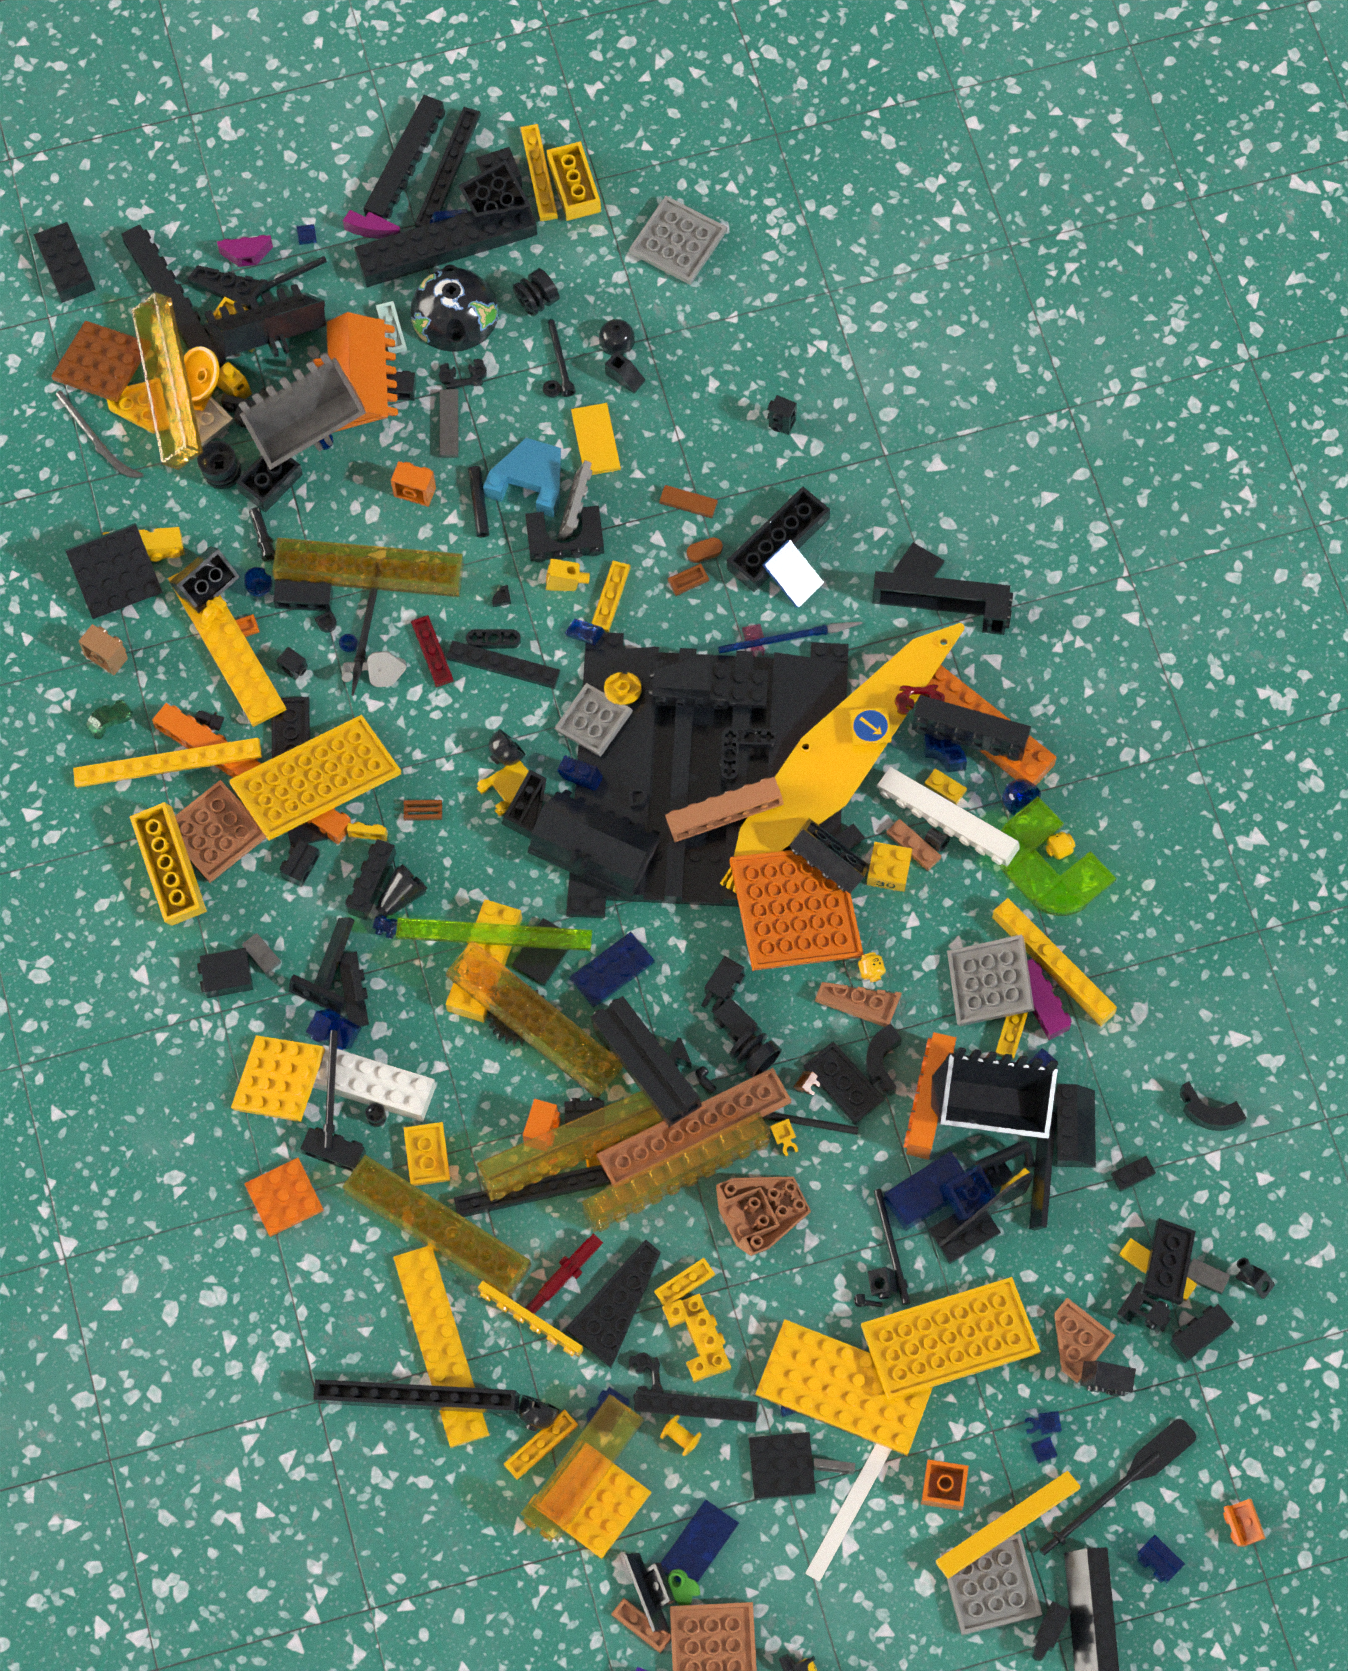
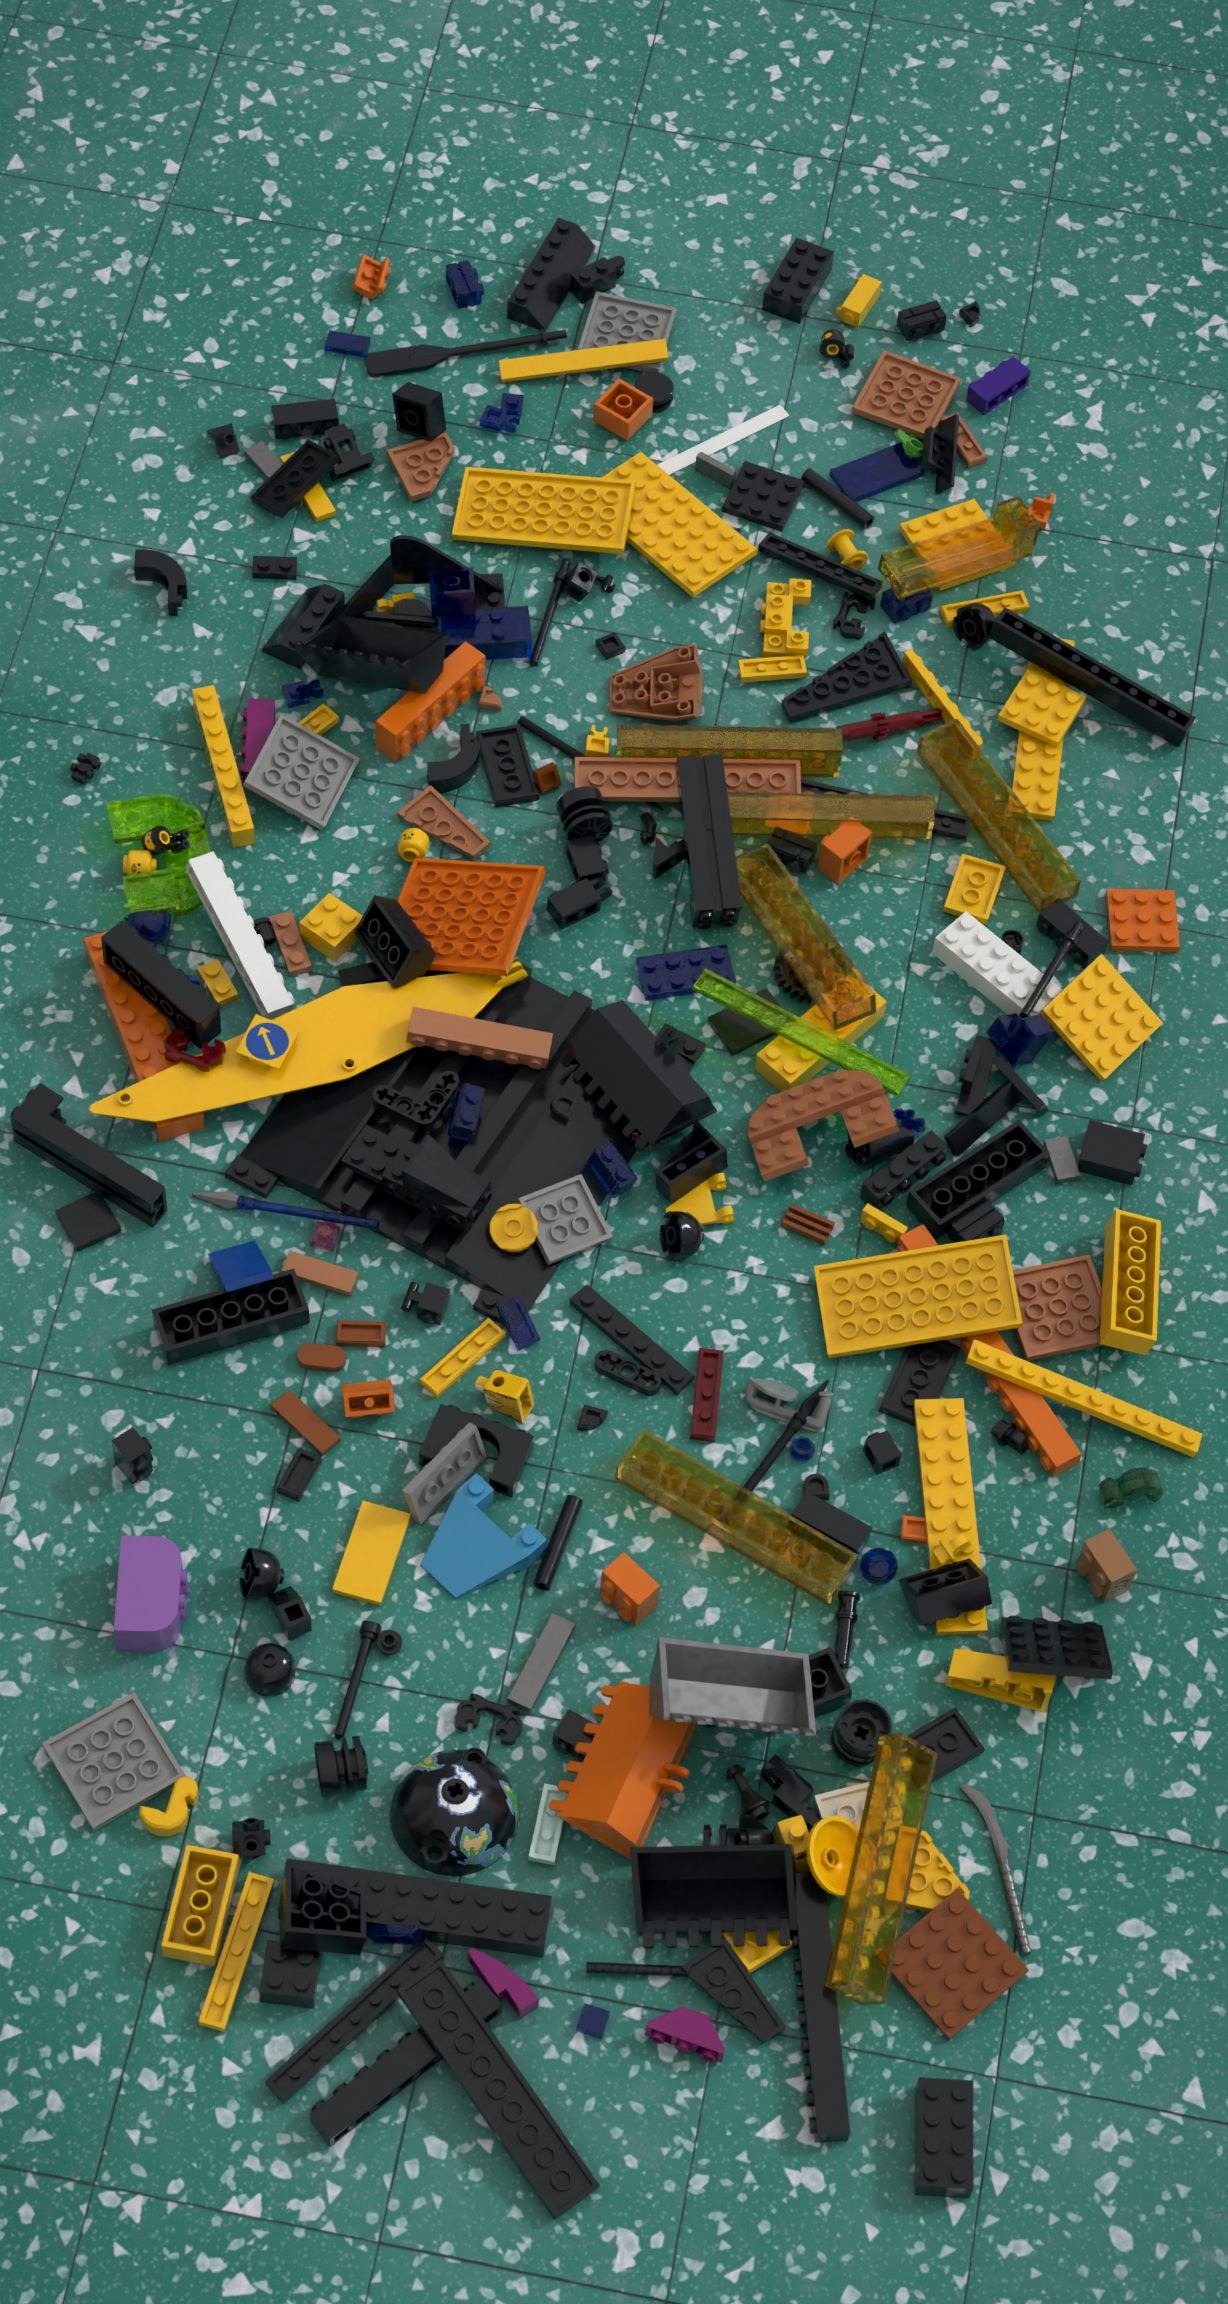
camera: 160 degrees left, 10 degrees down
(168, 491) = (952, 1741): none -> black tile
(259, 372) = (750, 1832): none -> black brick
(314, 896) = (976, 1177): none -> black brick
(342, 162) = (498, 2089): none -> black plate
(446, 1352) = (1042, 708): none -> yellow plate
(473, 881) = (776, 1120): none -> nougat plate
(539, 1577) = (1041, 509): none -> orange slope
(567, 231) = (250, 1838): none -> black brick
(621, 221) = (176, 1815): none -> yellow animal
(652, 619) = (430, 1304): none -> black brick
(655, 385) = (261, 1574): none -> black cylinder
(655, 529) = (368, 1398): none -> orange brick
(672, 467) = (298, 1474): none -> black tile
(703, 756) = (466, 1111): none -> clear blue brick
(717, 336) = (149, 1594): none -> medium lavender brick
(717, 1495) = (837, 498): none -> black piece
(740, 607) = (321, 1273): none -> nougat tile
(826, 1240) = (610, 646): none -> black tile
(892, 1137) = (489, 699): none -> nougat tile
(931, 1527) = (658, 387): none -> black head
(1054, 863) = (161, 840): none -> black piece
(1155, 913) = (85, 768): none -> black piece
(1218, 1440) = (347, 343): none -> clear blue tile

